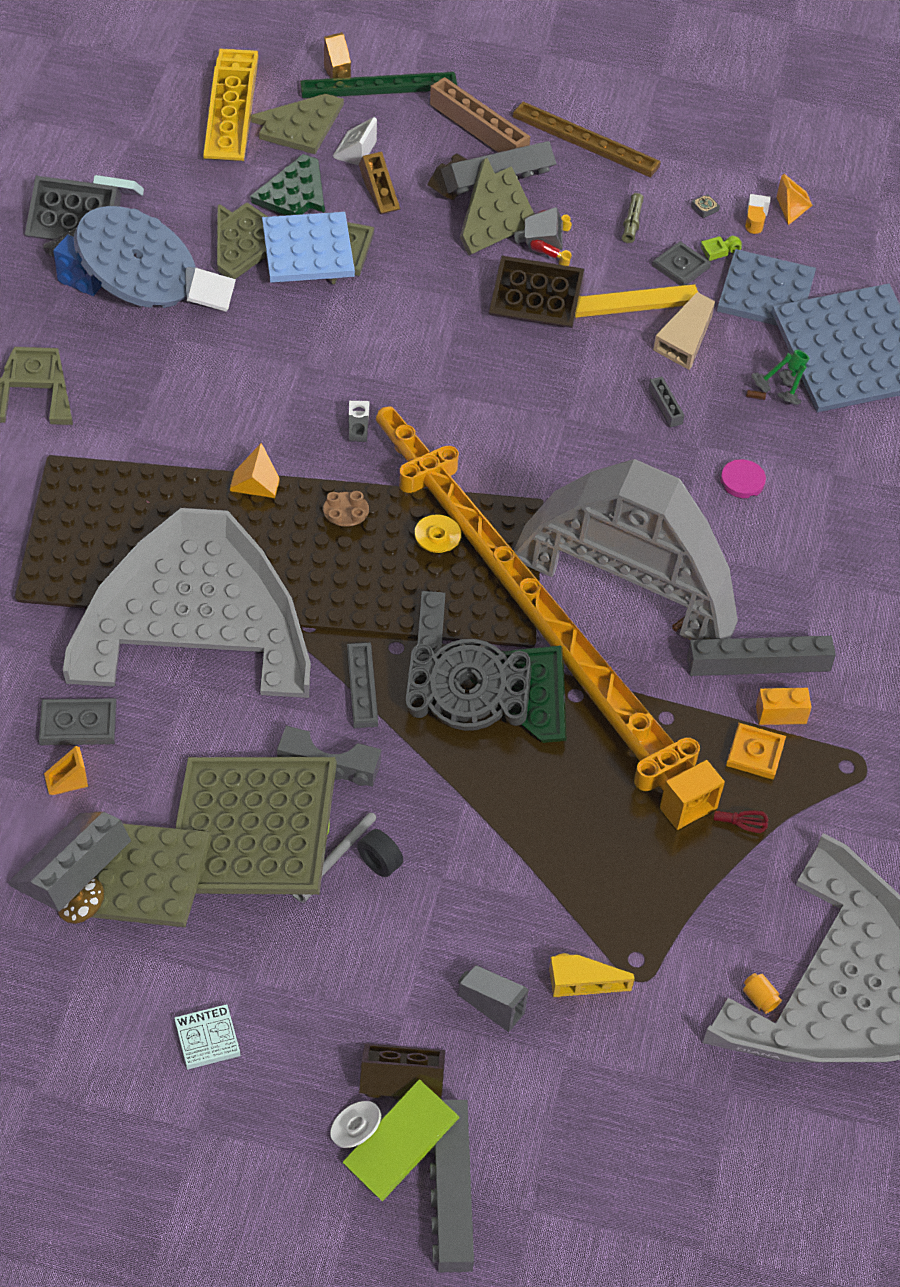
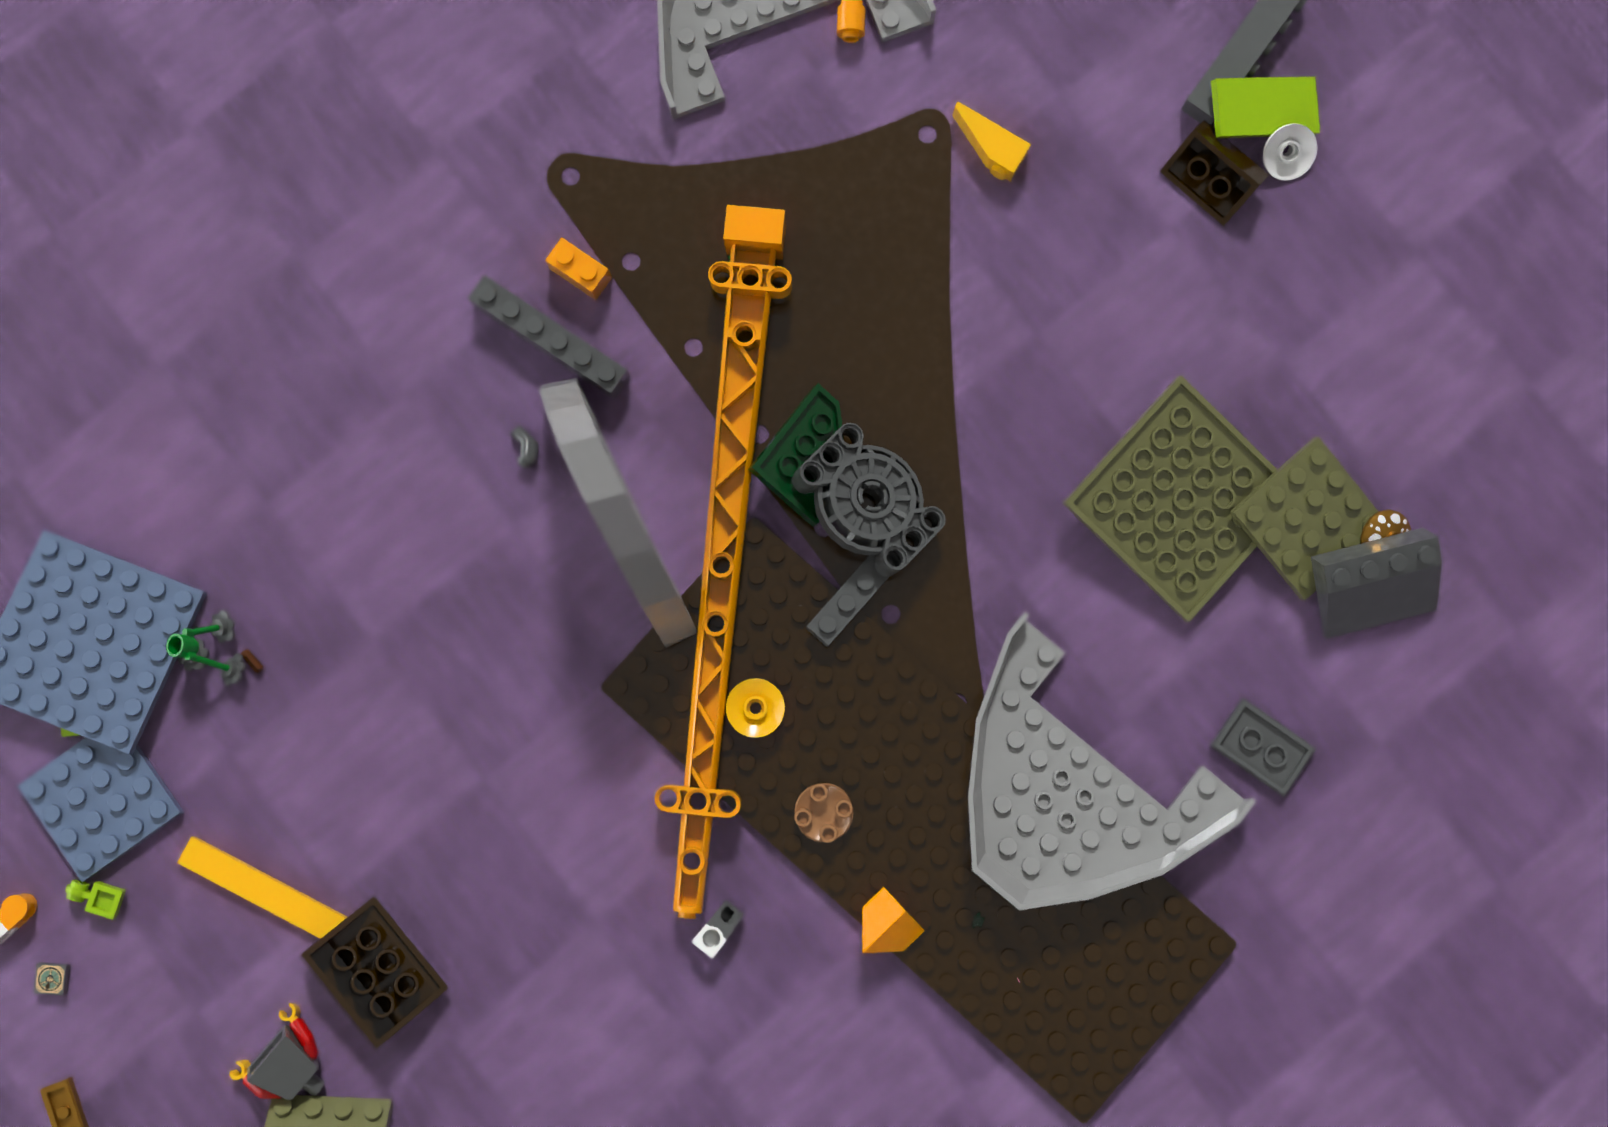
camera: 140 degrees left, 30 degrees up
(67, 773) = (1309, 692): light orange slope -> none
(207, 1036) = (1355, 326): light aqua tile -> none
(346, 843) = (1097, 428): light grey piece -> none
(355, 765) = (1077, 555): dark grey arch -> none
(362, 685) = (959, 591): dark grey tile -> none
(380, 853) = (1086, 384): black tyre -> none
(494, 996) = (1089, 176): dark grey slope -> none
(630, 231) = (130, 1040): olive pin -> none
(666, 401) = (361, 718): dark grey piece -> none
(681, 264) = (162, 908): dark grey tile -> none
(685, 331) = (256, 795): tan slope -> none
(739, 819) = (726, 195): dark red piece -> none
(743, 478) = (368, 561): dark pink tile -> none
(756, 751) = (643, 248): light orange tile -> none

